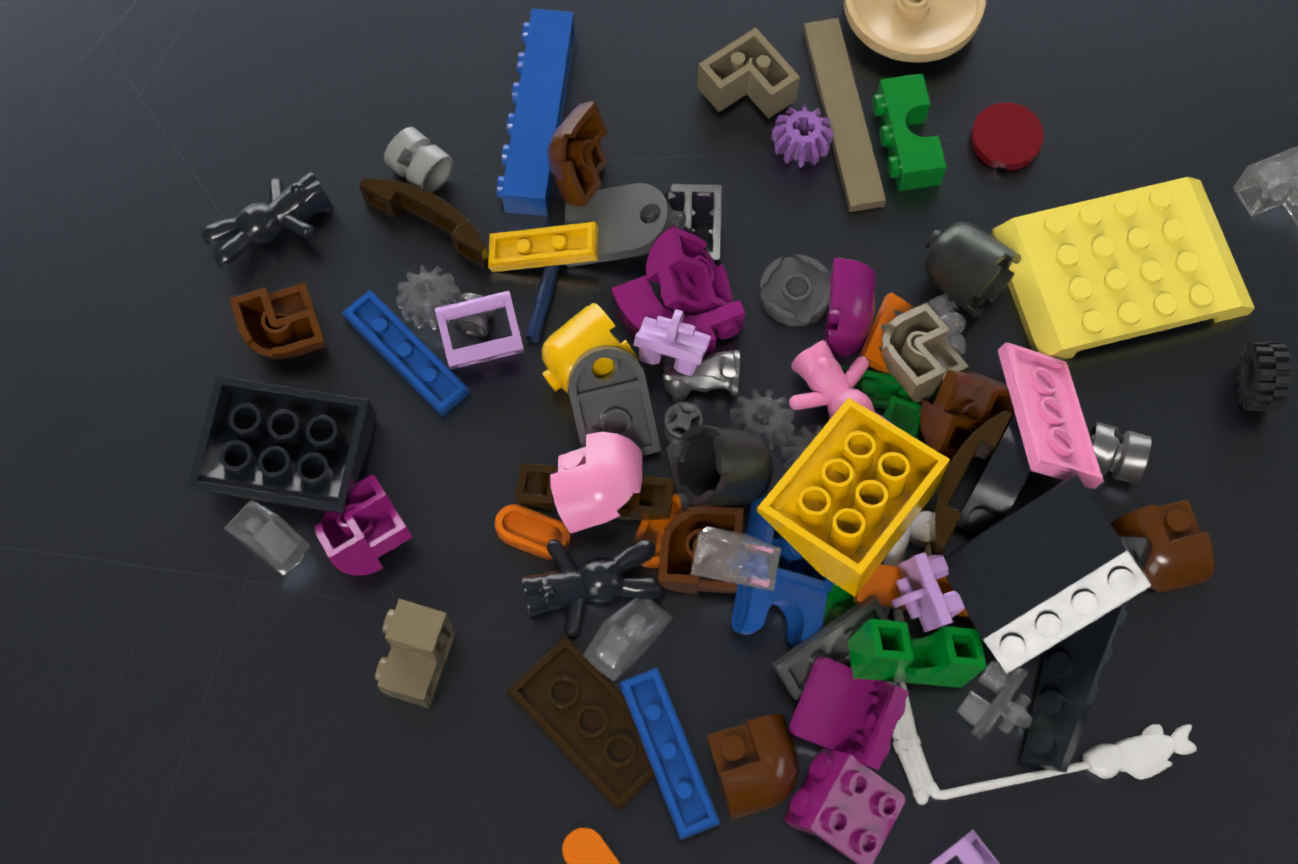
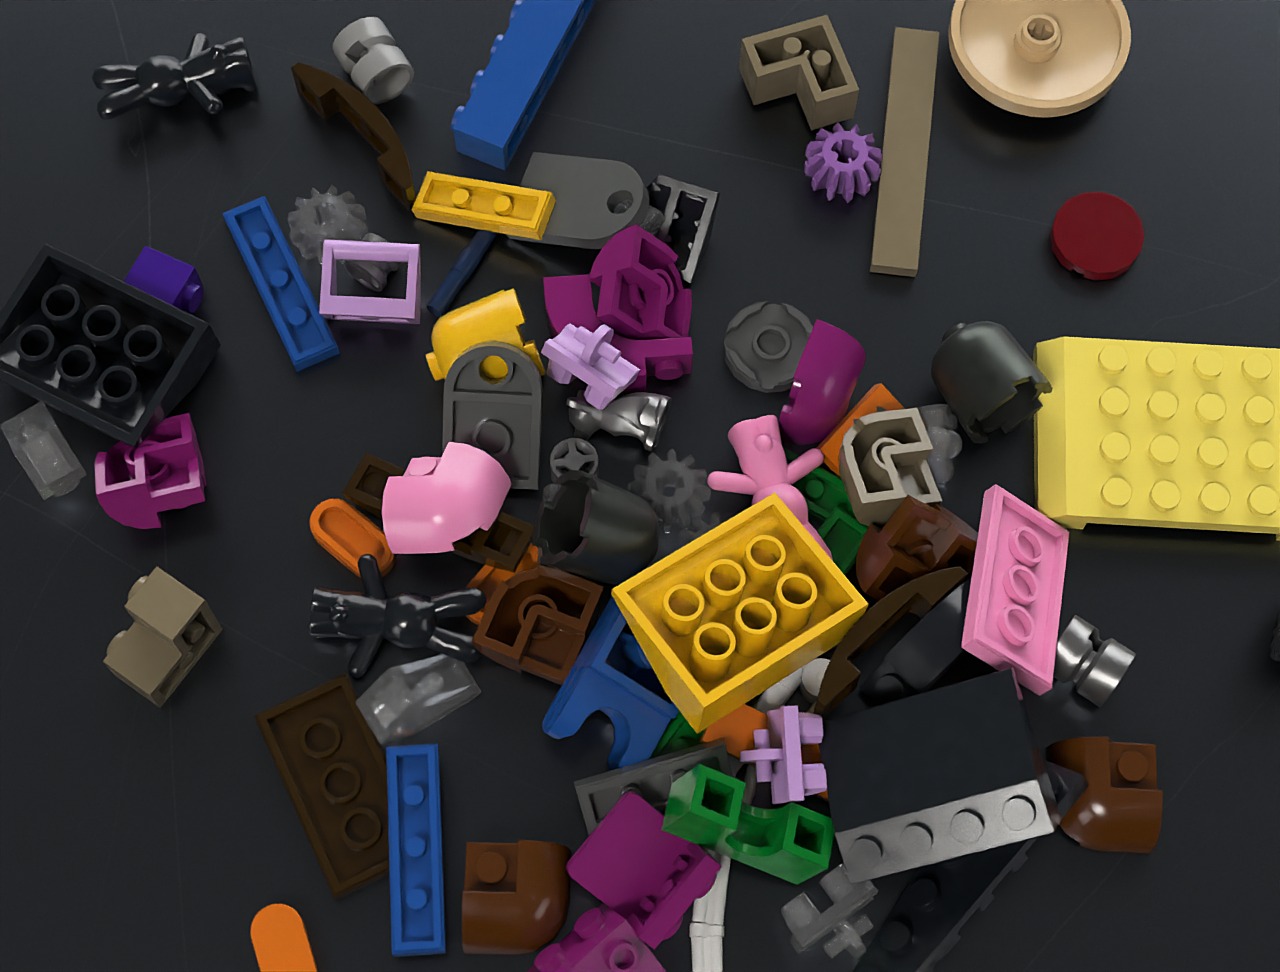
camera: 15 degrees right, 0 degrees up
(279, 322) = (142, 203): reddish brown brick -> none
(318, 375) = (167, 279): none -> dark purple brick
(577, 155) = (560, 106): reddish brown brick -> none
(736, 558) = (563, 641): clear slope -> none
(912, 159) = (972, 231): green arch -> none

